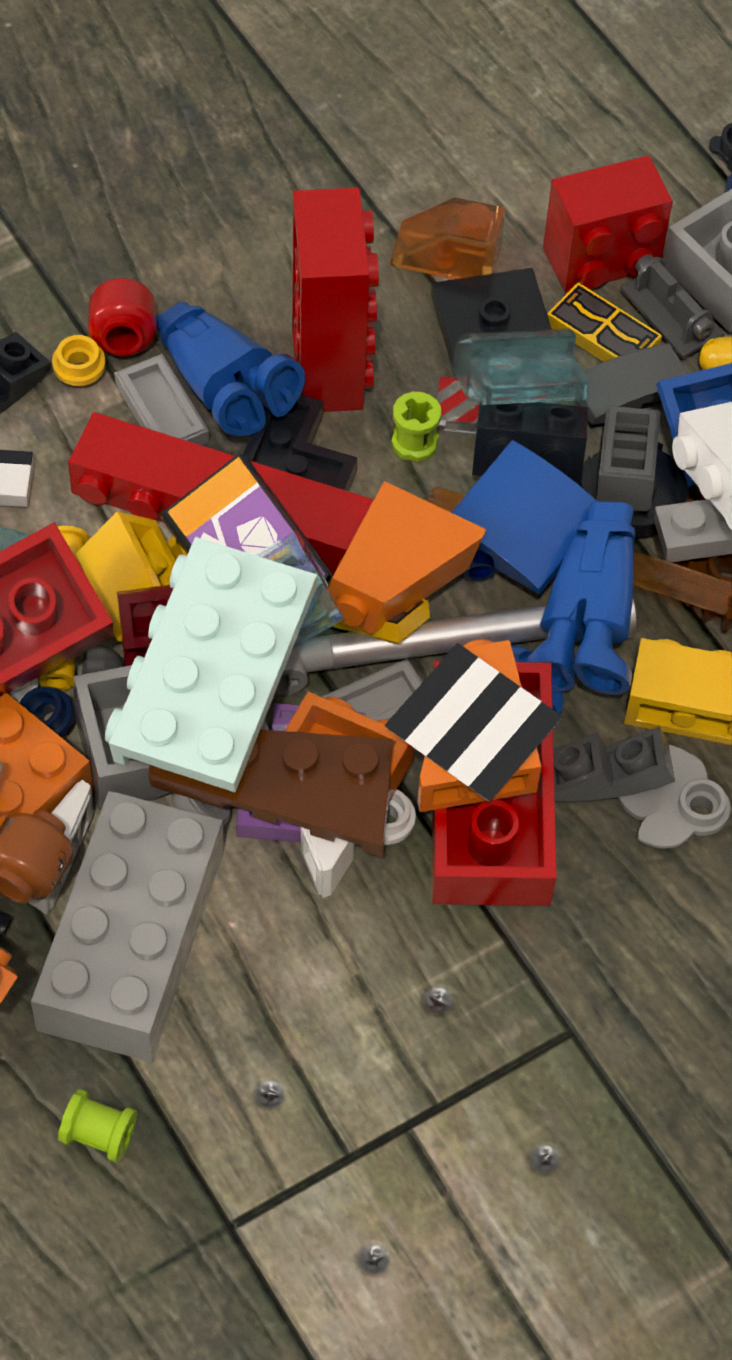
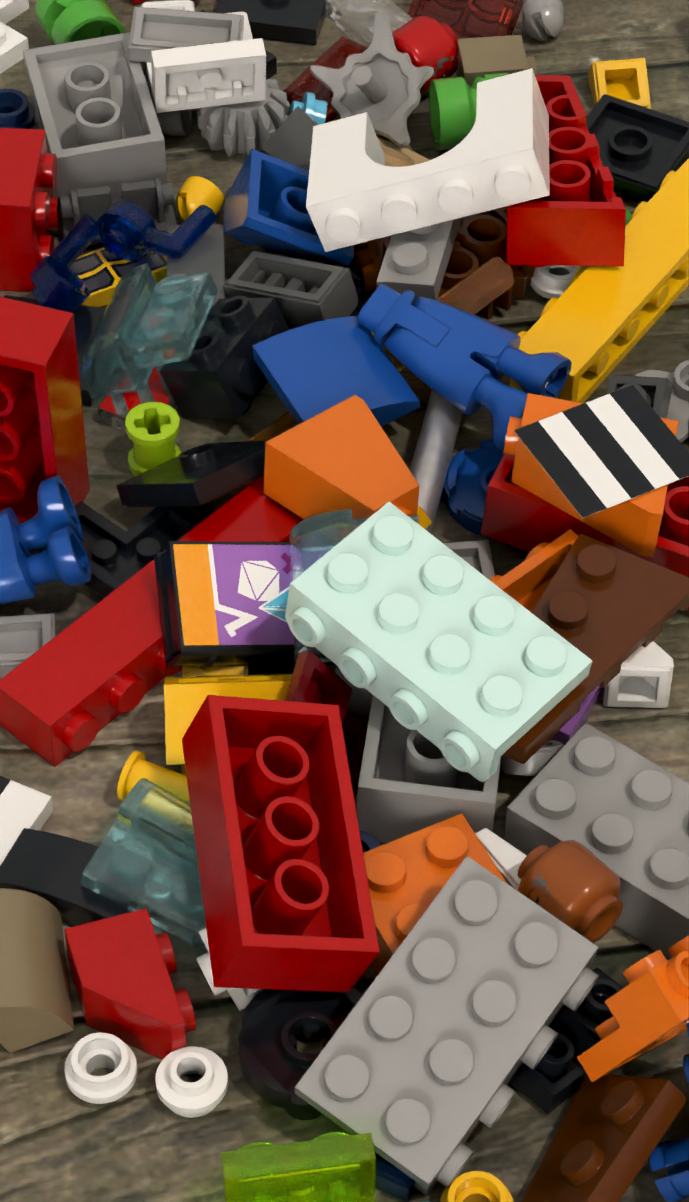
camera: 65 degrees left, 10 degrees down
(369, 458) = (196, 475): none -> black plate
(545, 291) = (53, 280): none -> clear blue plate
(628, 317) = (132, 233): none -> clear blue plate

